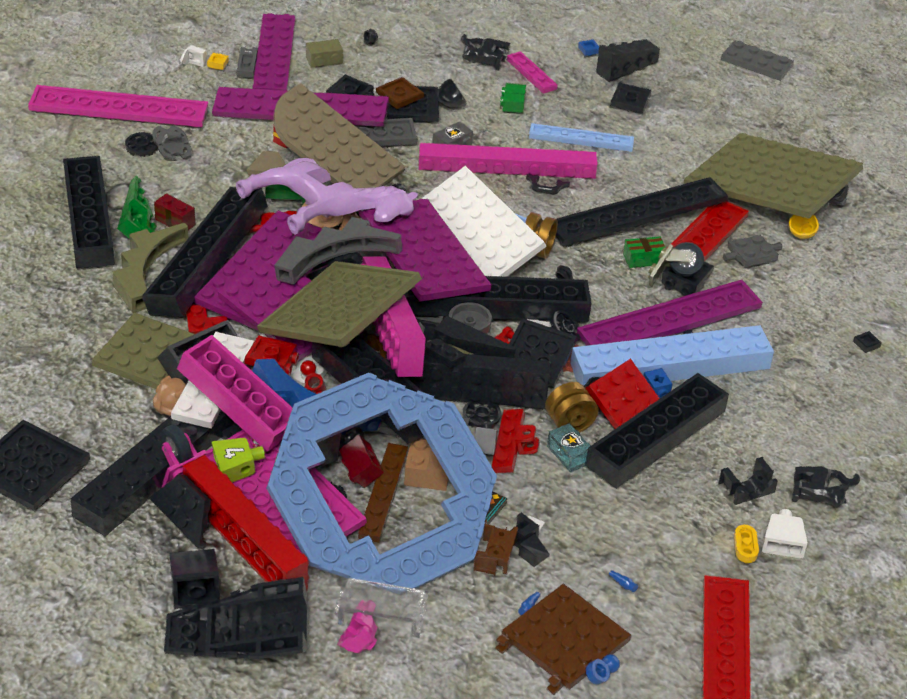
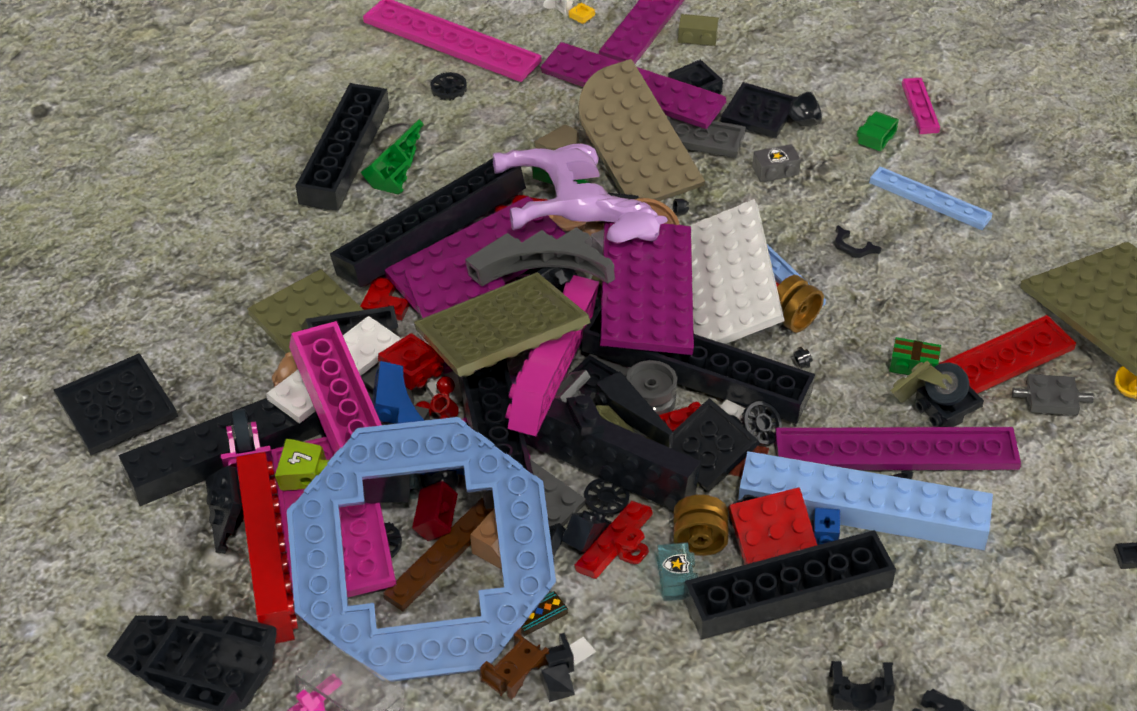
camera: 30 degrees right, 5 degrees up
(144, 251) = (361, 213): olive arch -> none
(172, 141) = (478, 91): dark grey shield -> none
(173, 211) = (427, 170): dark red brick -> none
(194, 577) = (183, 584): black slope -> none
(247, 62) = (610, 20): dark grey plate -> none
(370, 36) = (762, 22): black plate -> none
(400, 92) = (748, 94): reddish brown tile -> none
(489, 53) = (880, 71): black animal -> none
(508, 160) = (825, 204): dark pink brick -> none
(588, 47) = (1005, 91): blue plate -> none
(625, 58) = (1039, 115): black wedge -> none
(630, 98) = (1018, 164): black plate -> none
(639, 210) = (938, 306): black plate -> none

